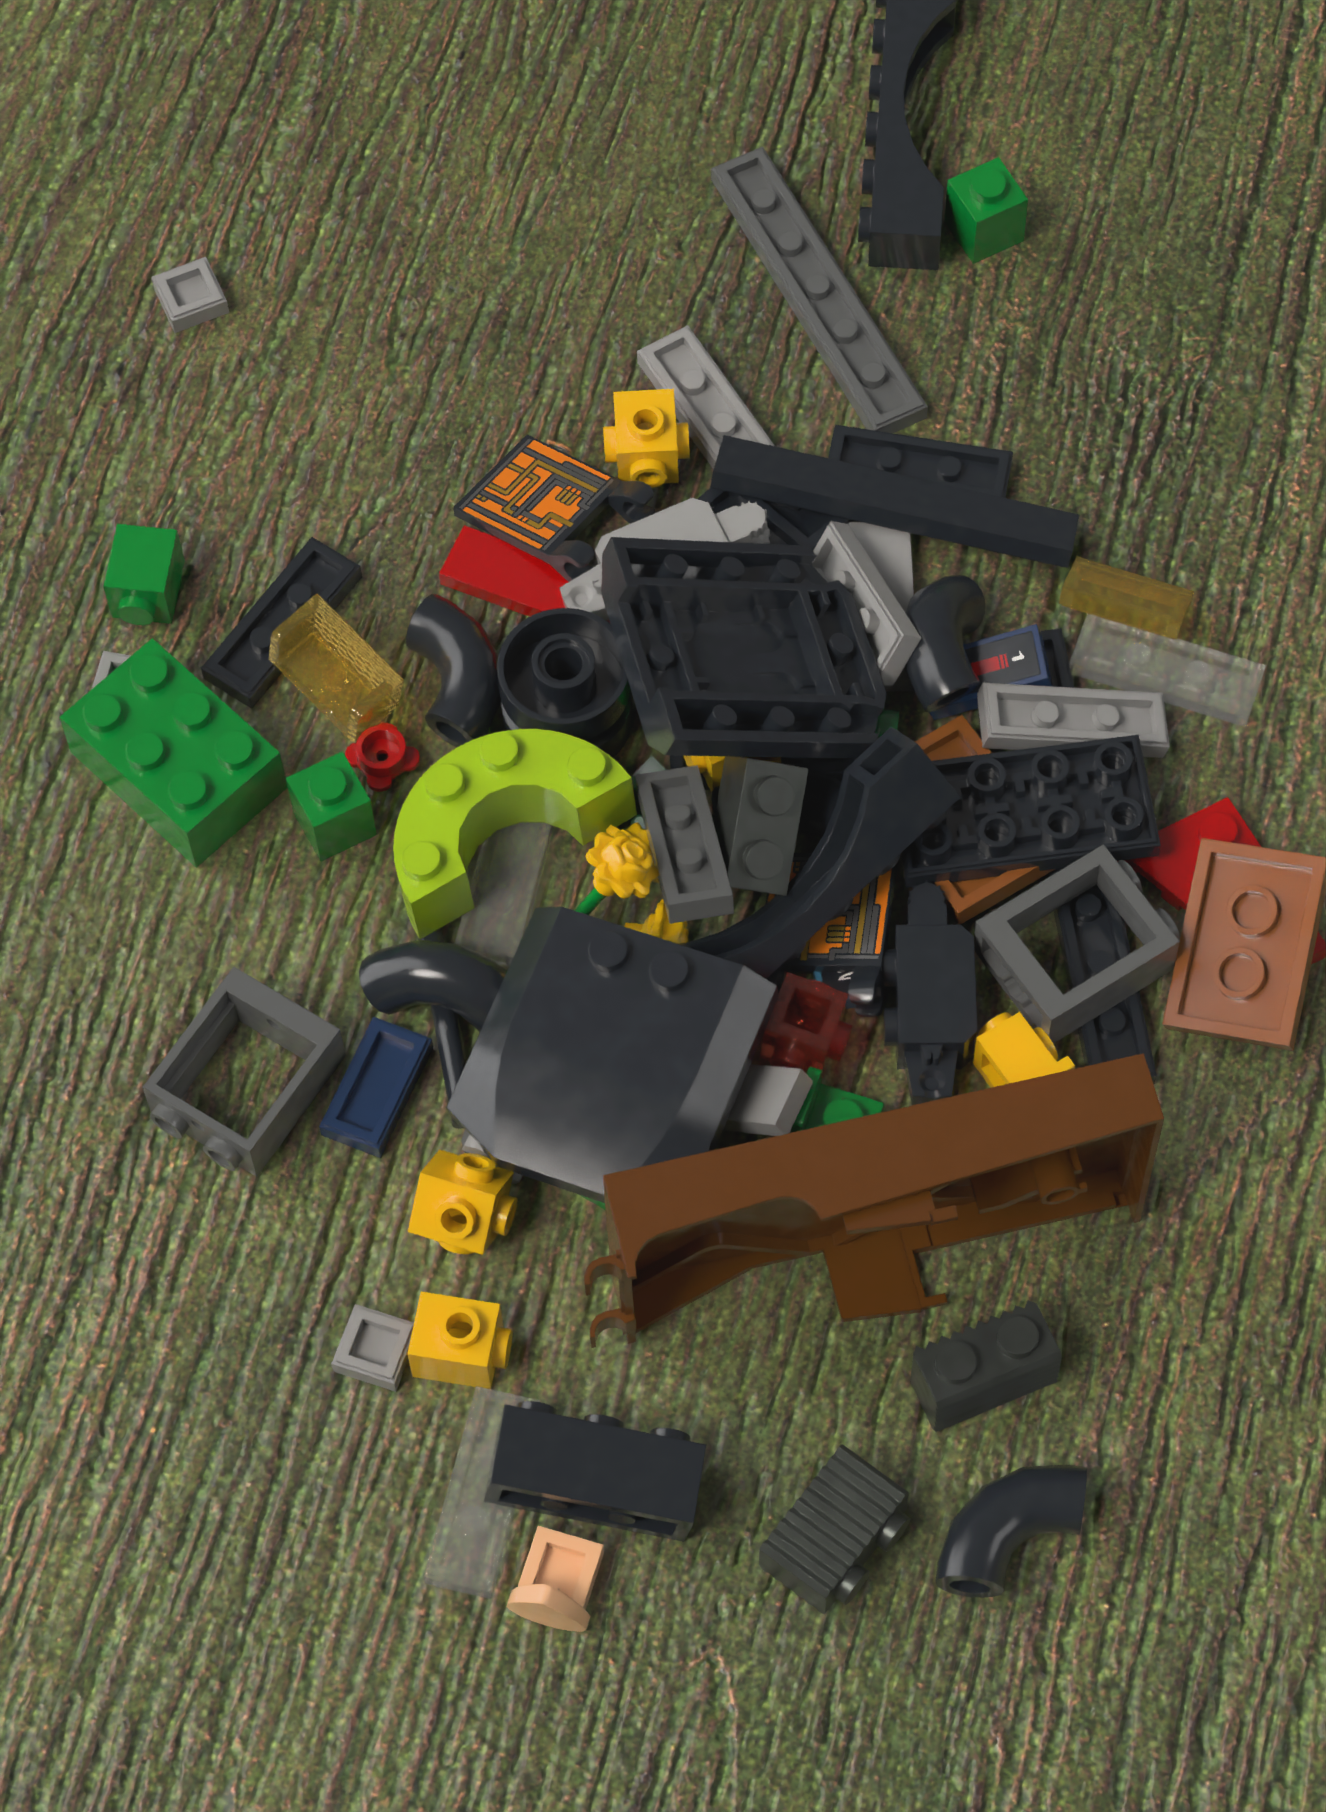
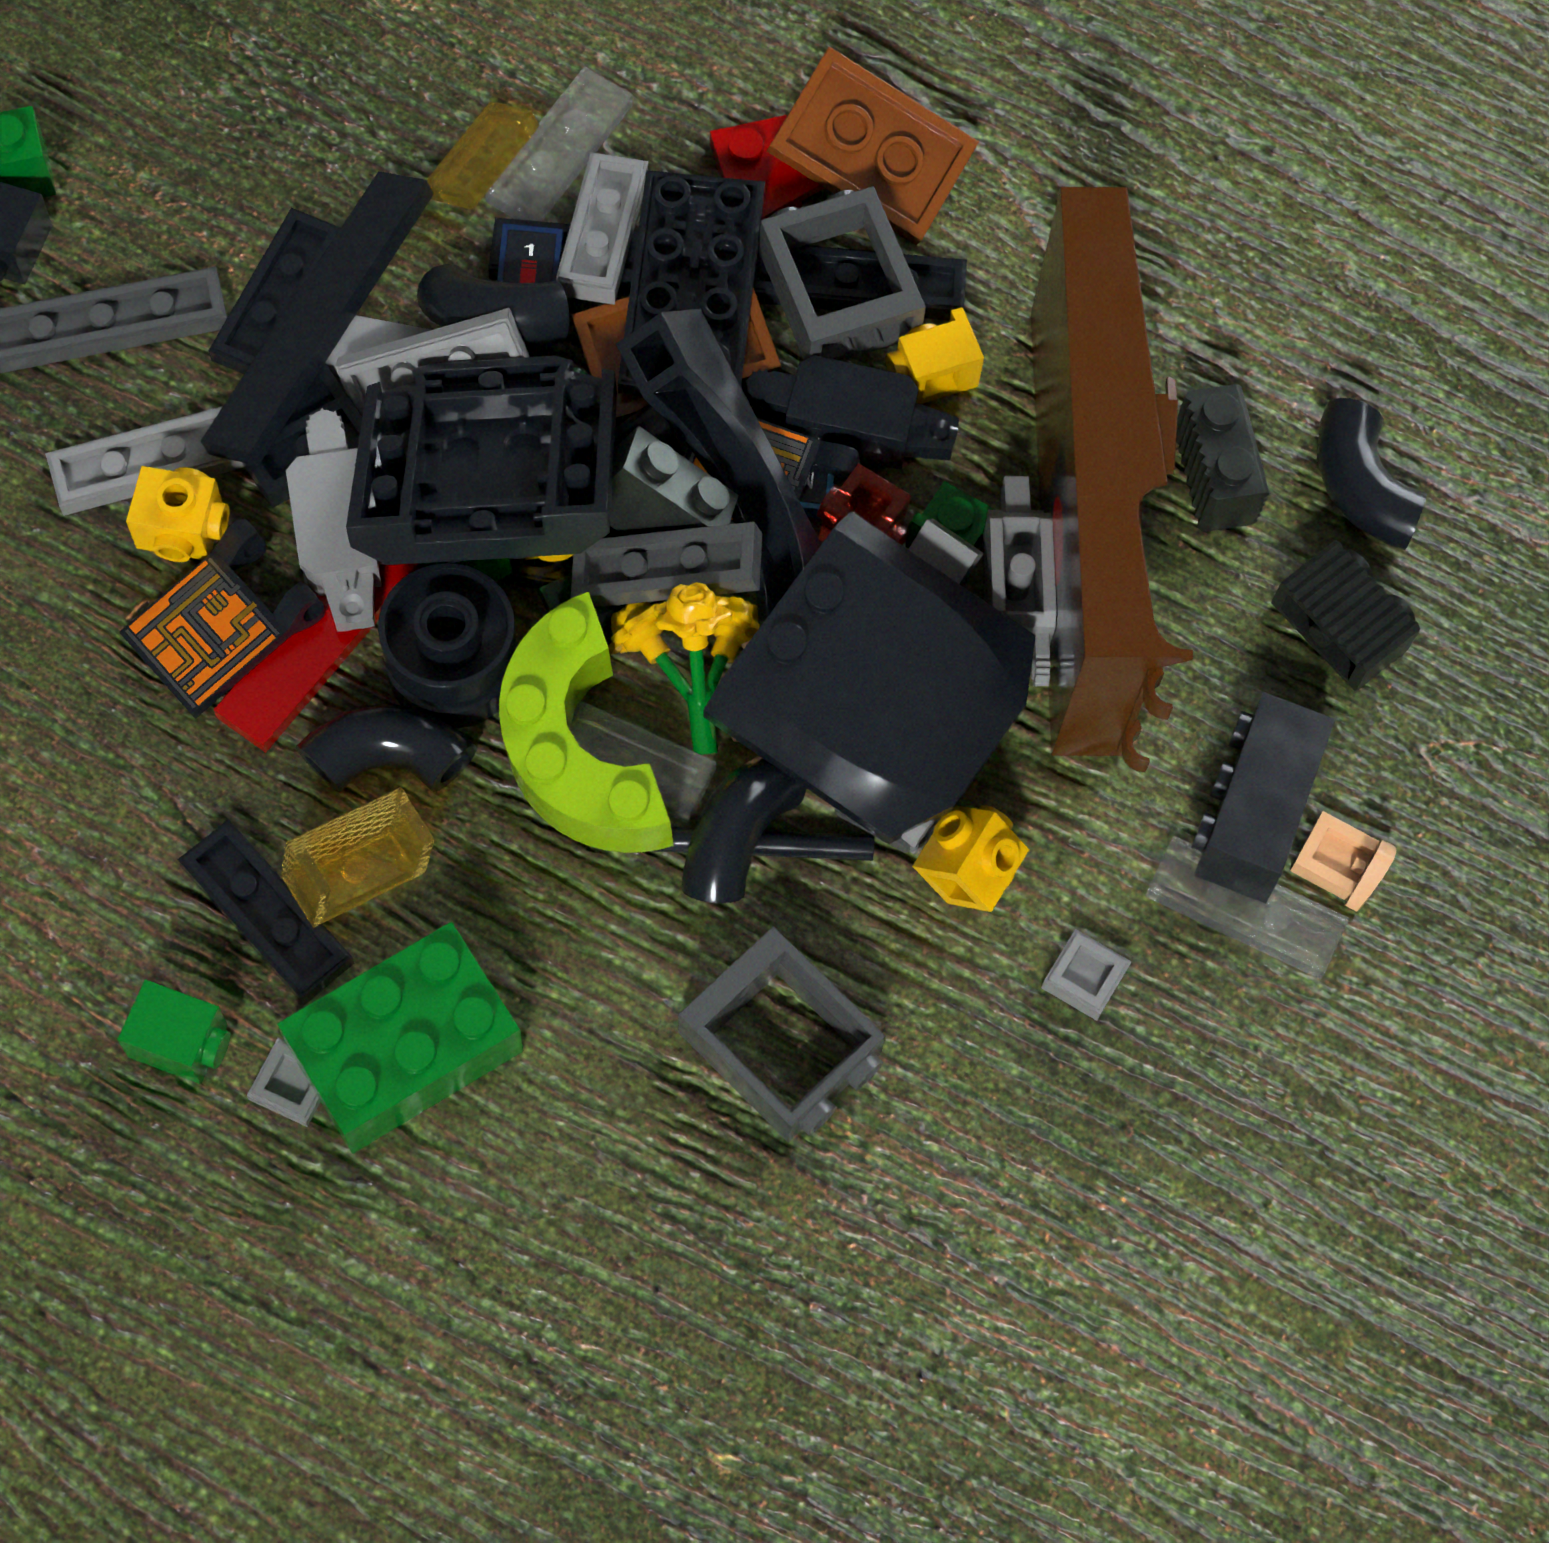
camera: 85 degrees left, 5 degrees up
(331, 806) = (509, 895): green brick -> none
(376, 1087) = (816, 920): dark blue tile -> none
(382, 740) = (473, 849): red plate -> none
(458, 1340) = (1105, 892): yellow brick -> none

